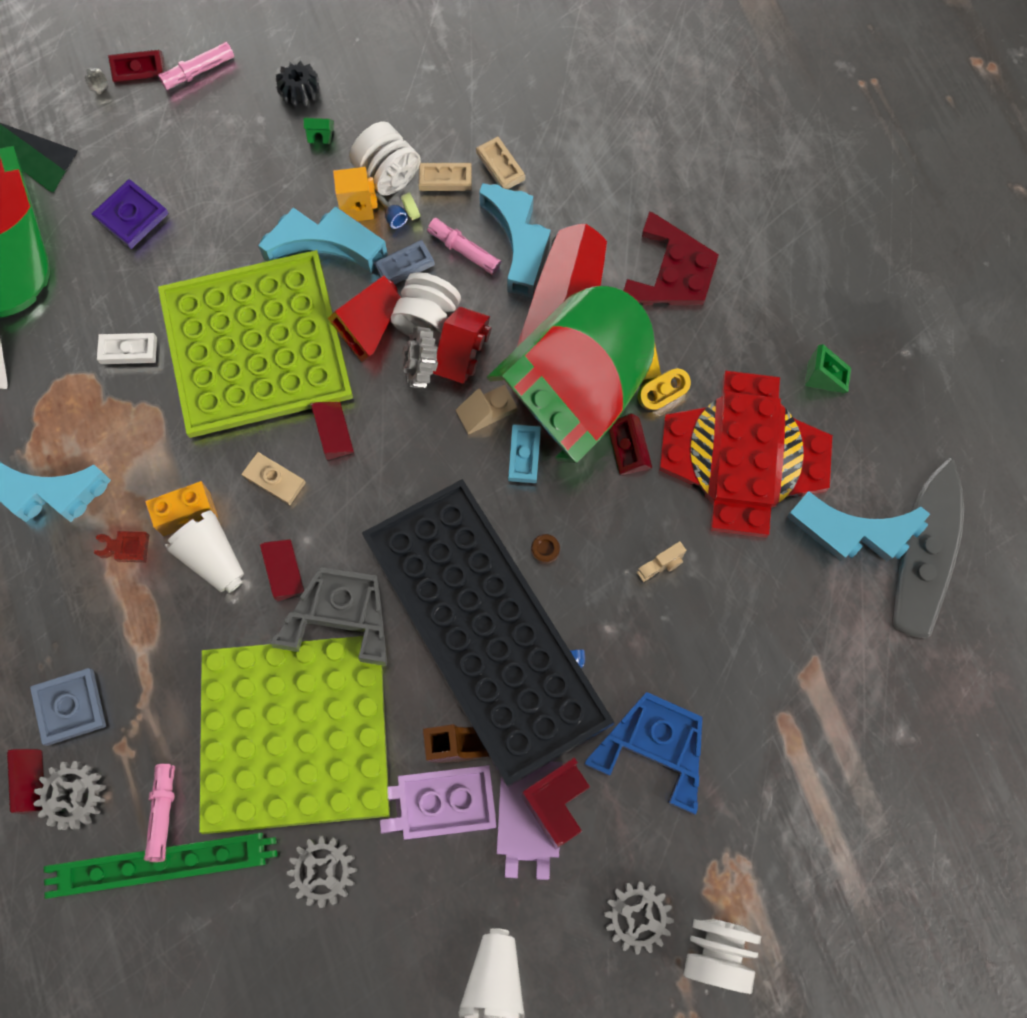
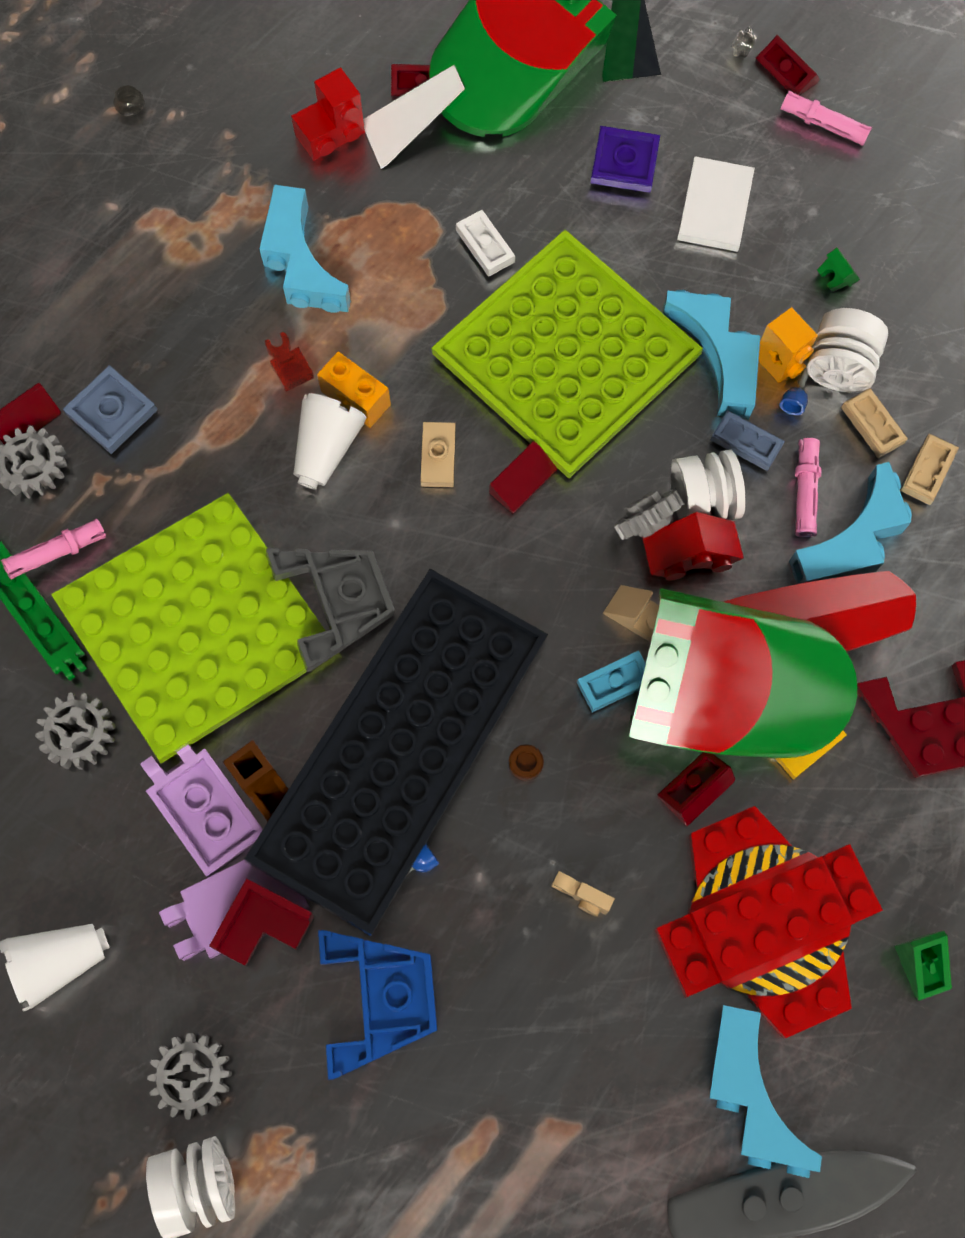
camera: 60 degrees right, 0 degrees up
(209, 176) = (716, 204): none -> white tile
(282, 569) = (350, 517): dark red slope -> none
(297, 83) = (875, 220): black gear -> none
(366, 317) = (661, 436): red slope -> none
(410, 206) = (815, 408): yellowish green tile -> none
(662, 389) = (781, 788): yellow plate -> none

